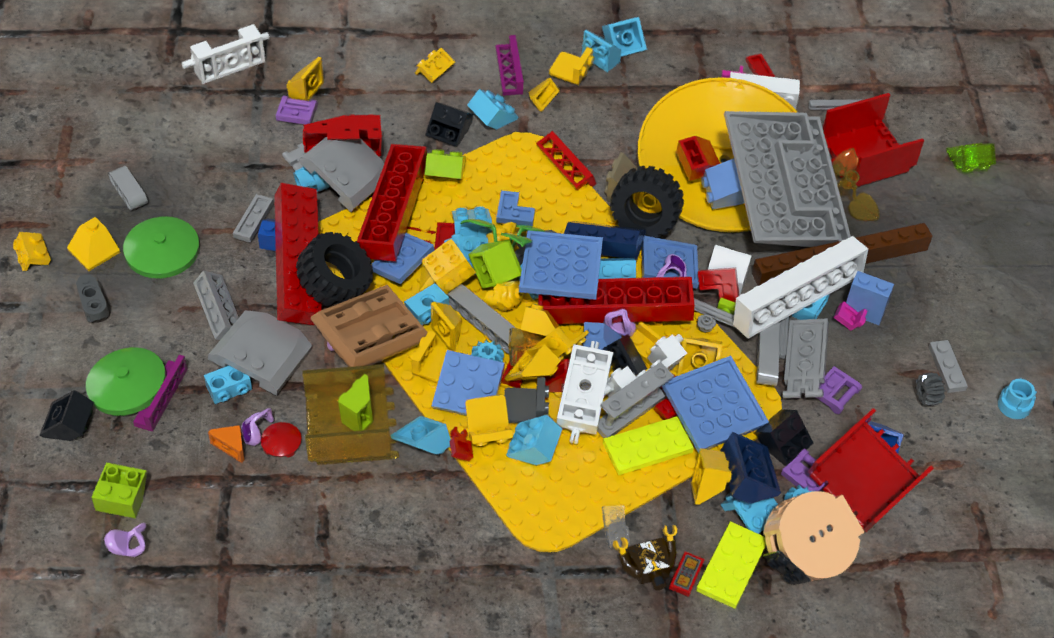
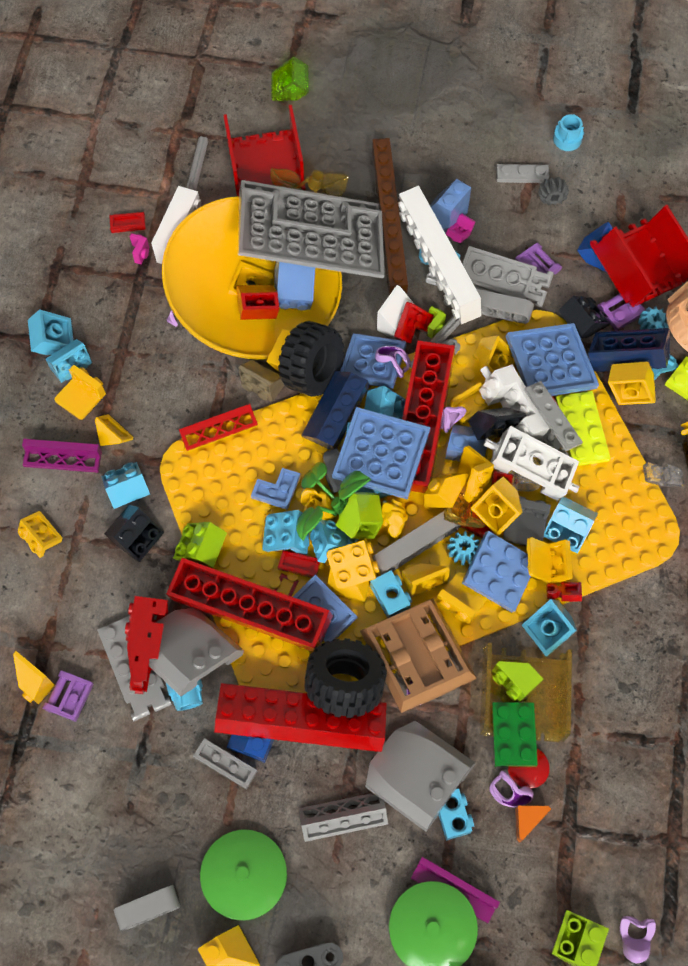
camera: 75 degrees left, 15 degrees up
(308, 417) = (514, 734): none -> green plate

